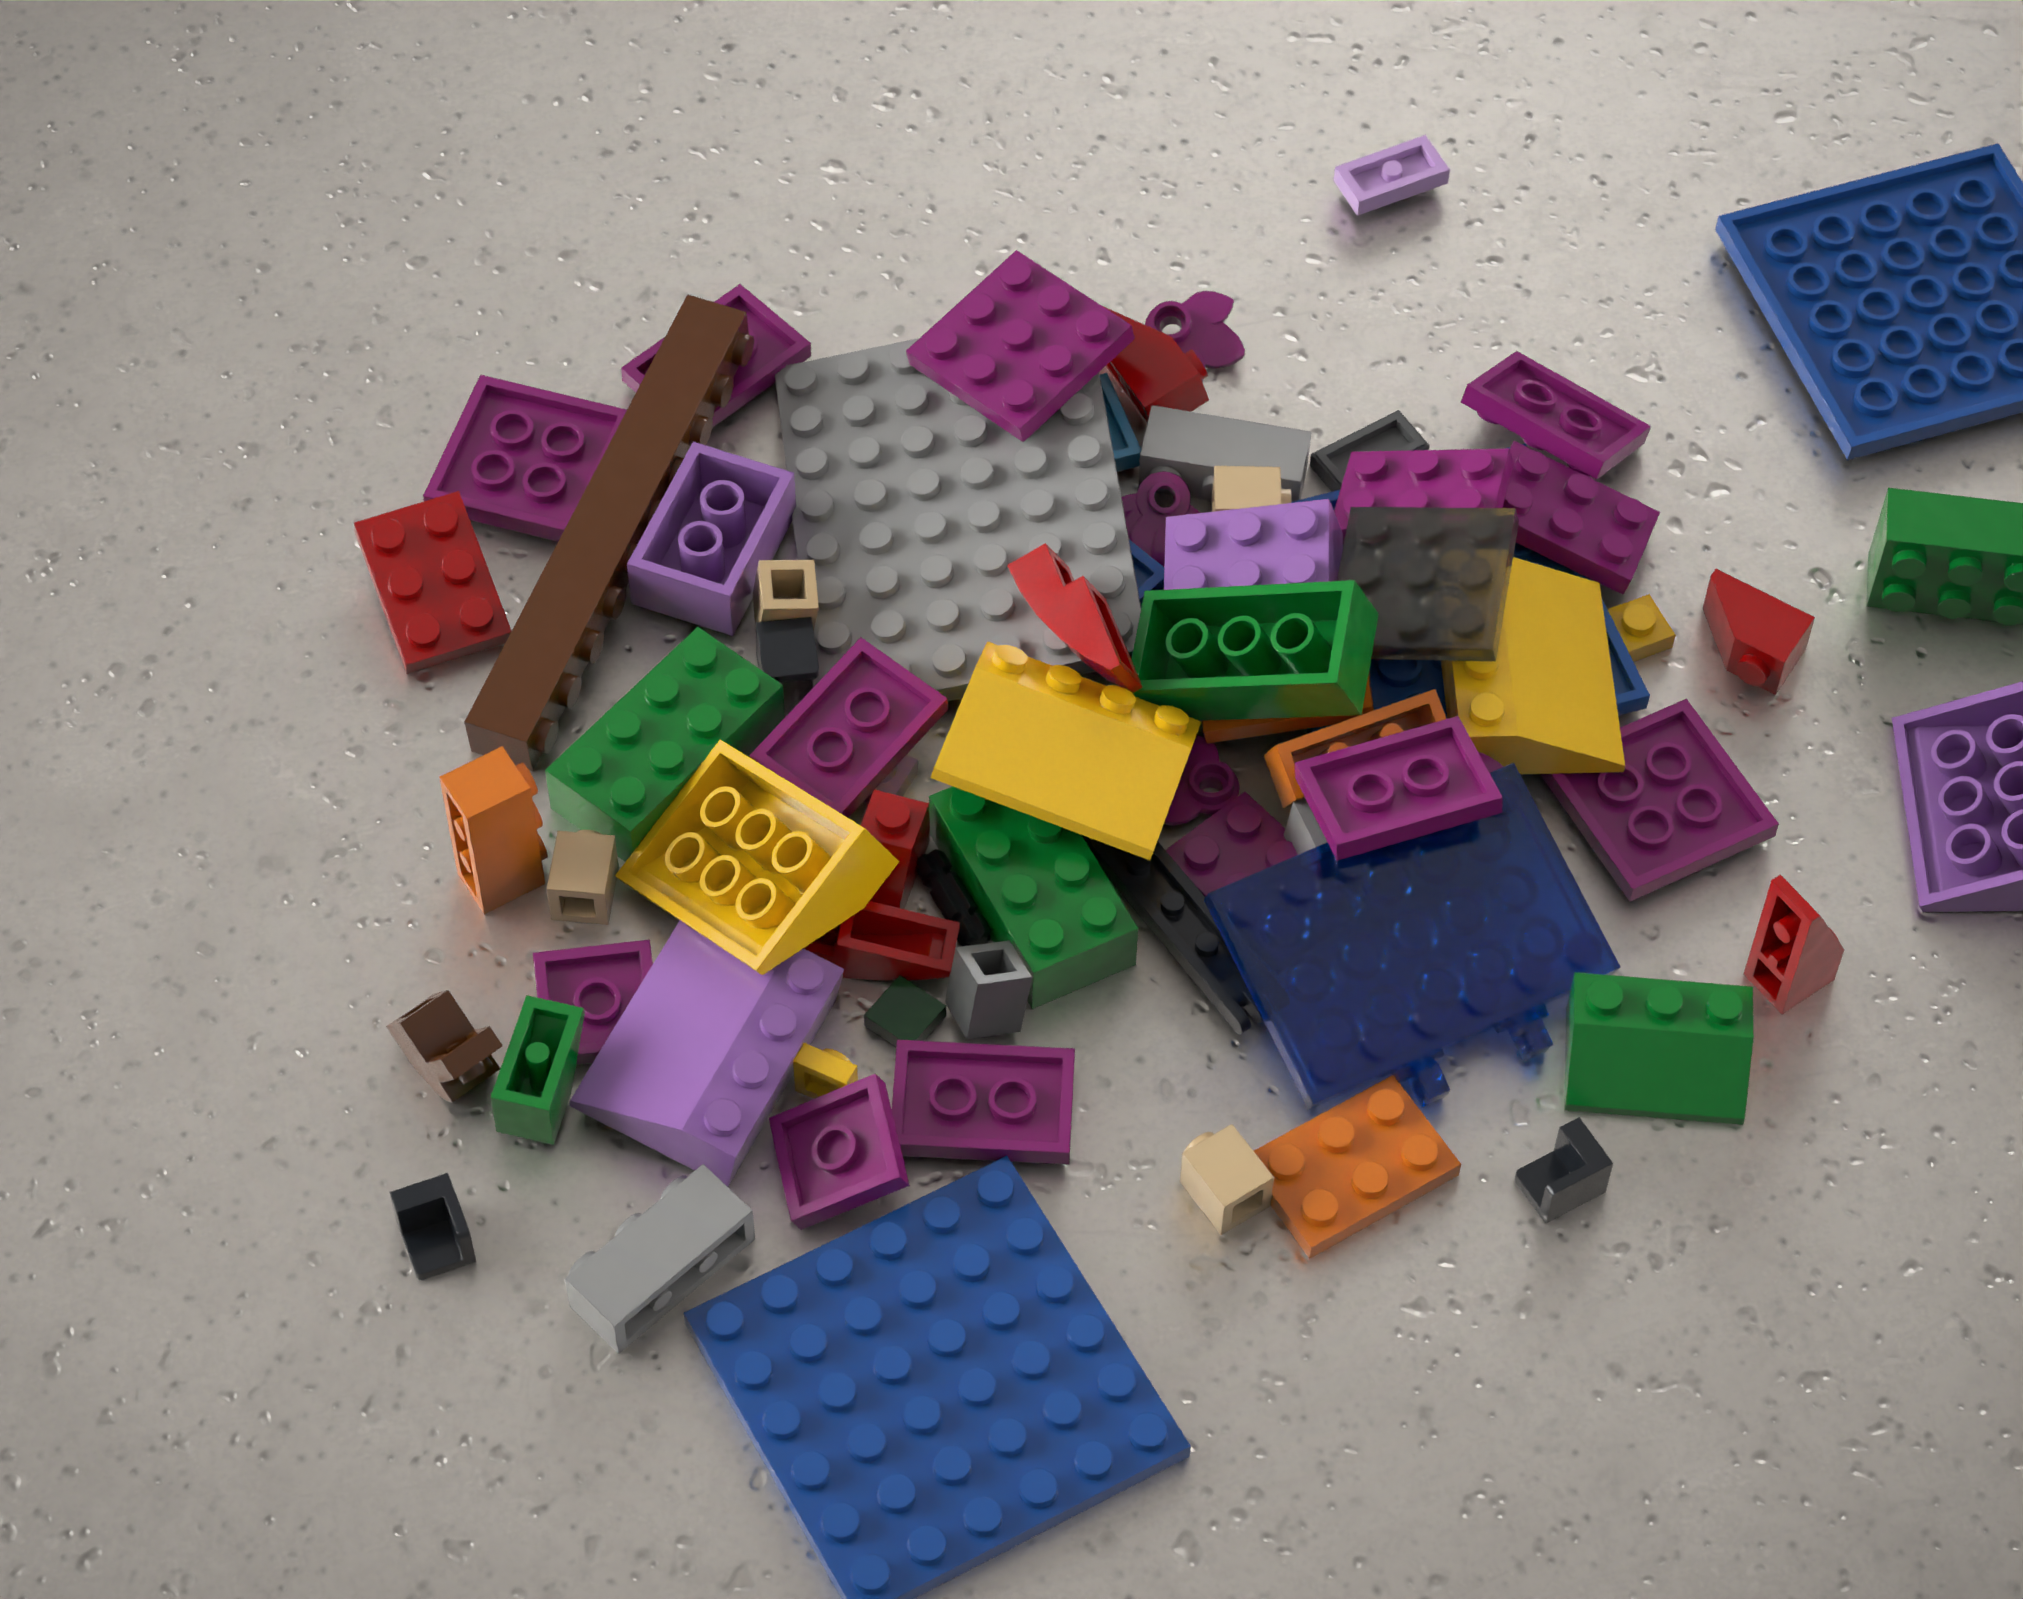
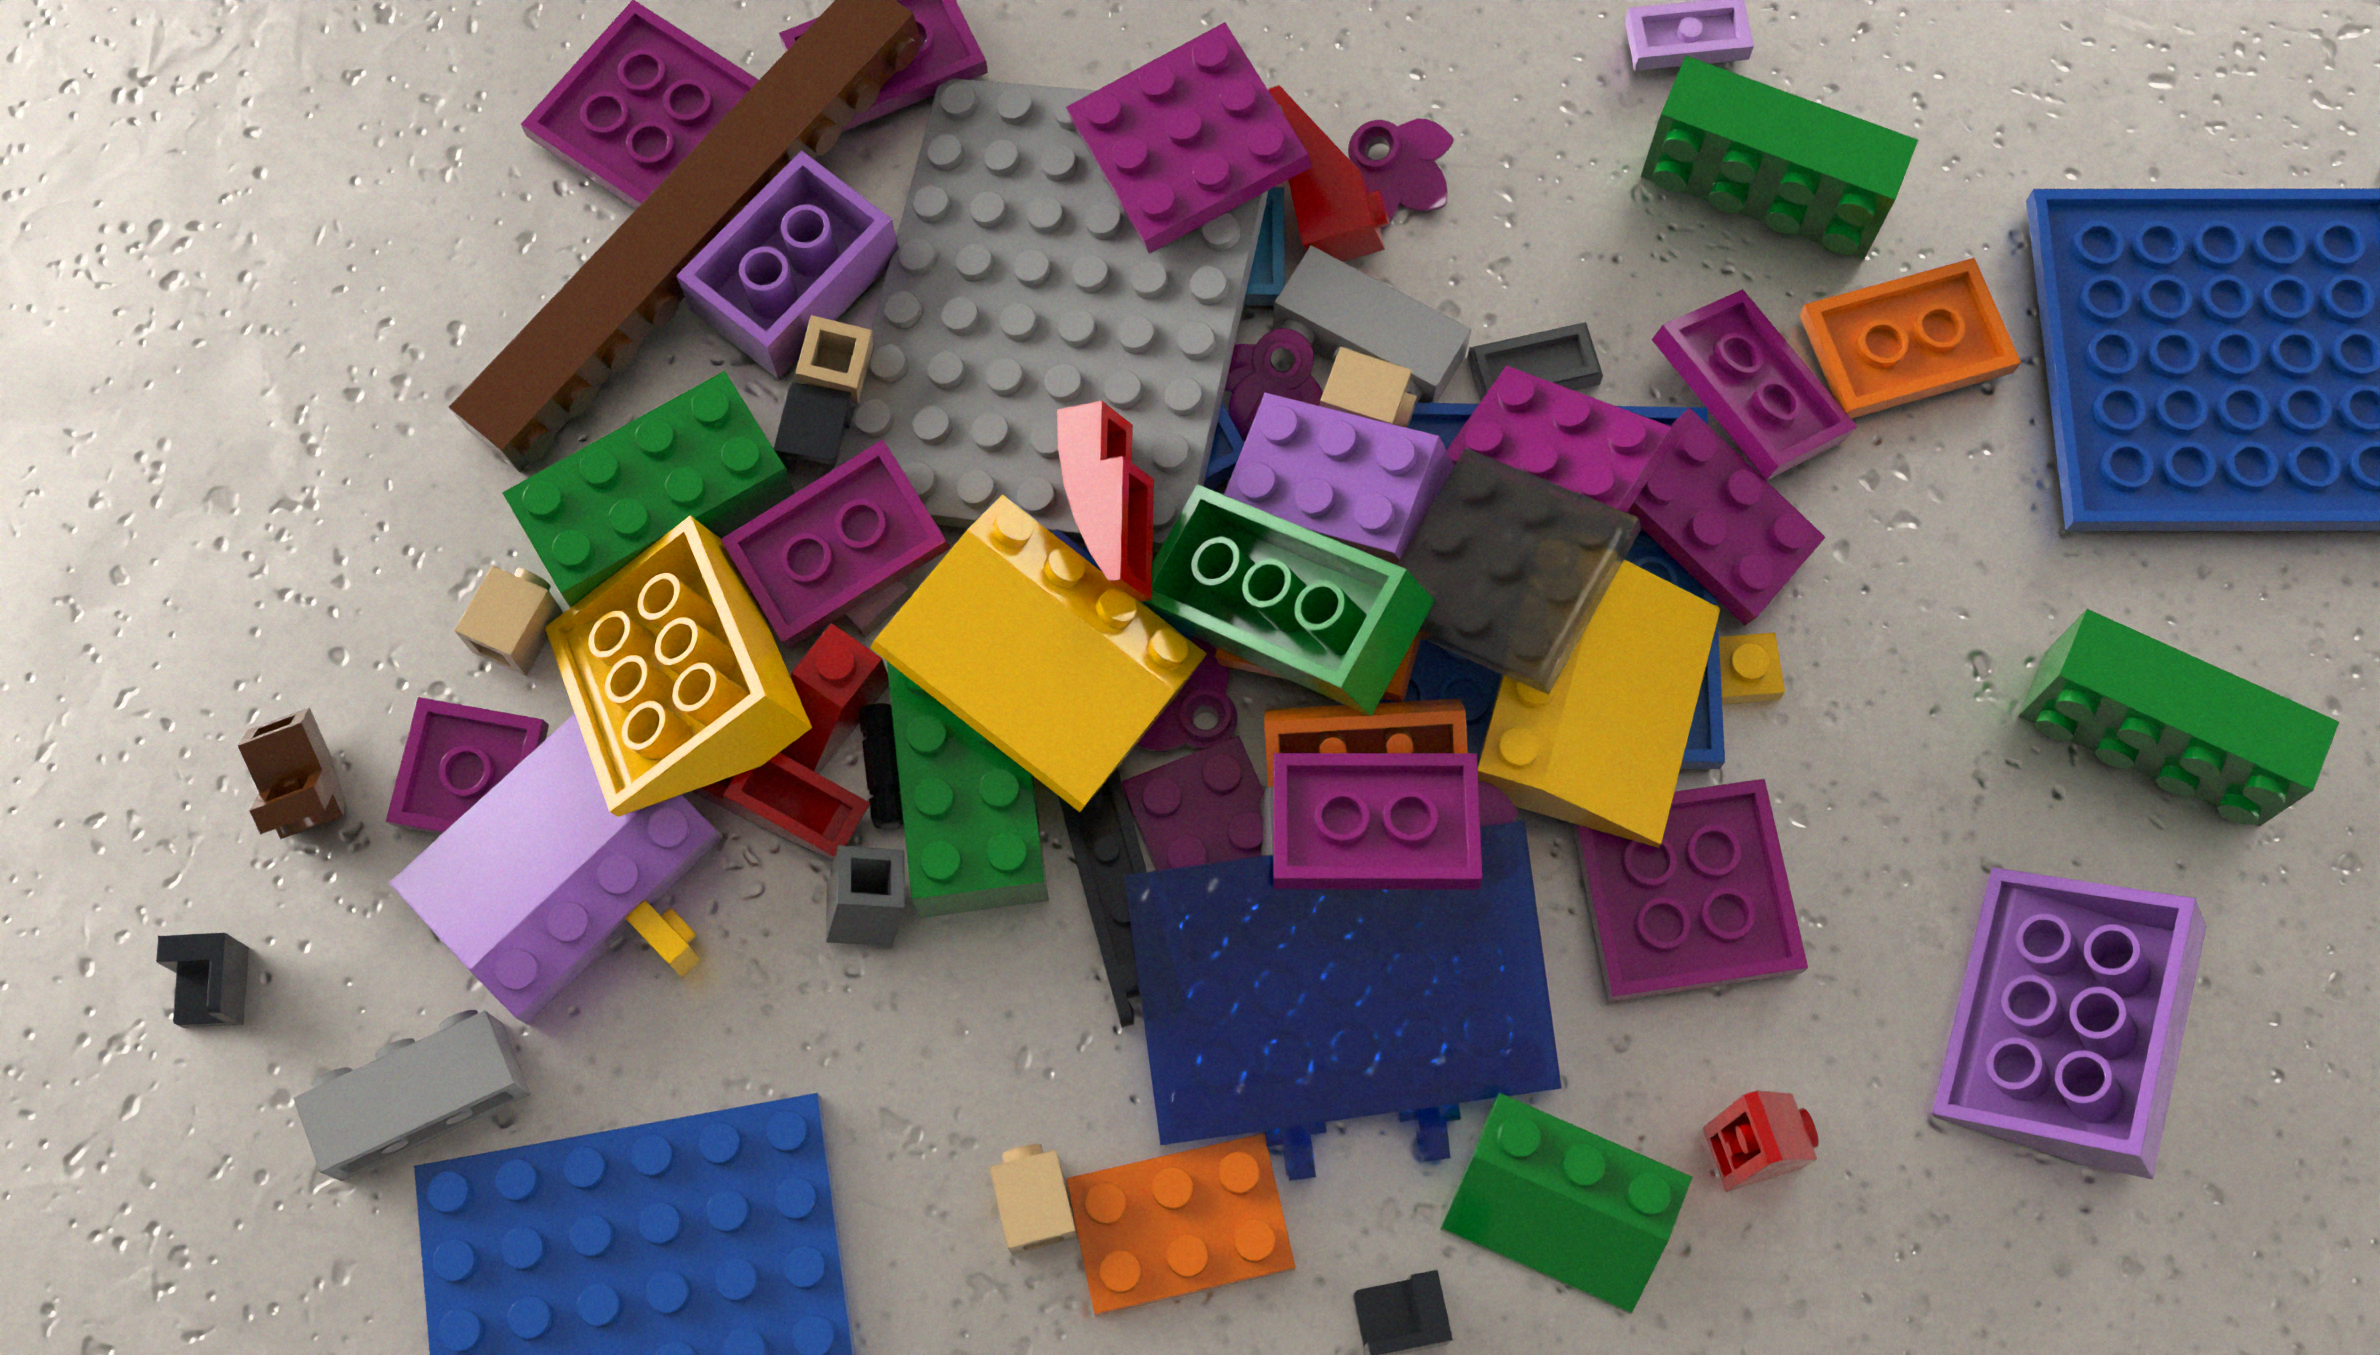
camera: 20 degrees right, 15 degrees up
(432, 582) = (492, 226): red plate -> none
(494, 828) = (412, 550): orange brick -> none
(538, 1070) = (364, 839): green slope -> none
(838, 1152) = (638, 1035): magenta plate -> none
(904, 1013) = (780, 886): dark green tile -> none
(983, 1101) = (816, 1020): magenta plate -> none
(1505, 242) = (1777, 158): none -> green brick
(1665, 352) = (1909, 338): none -> orange plate
(1755, 631) = (1874, 718): red slope -> none

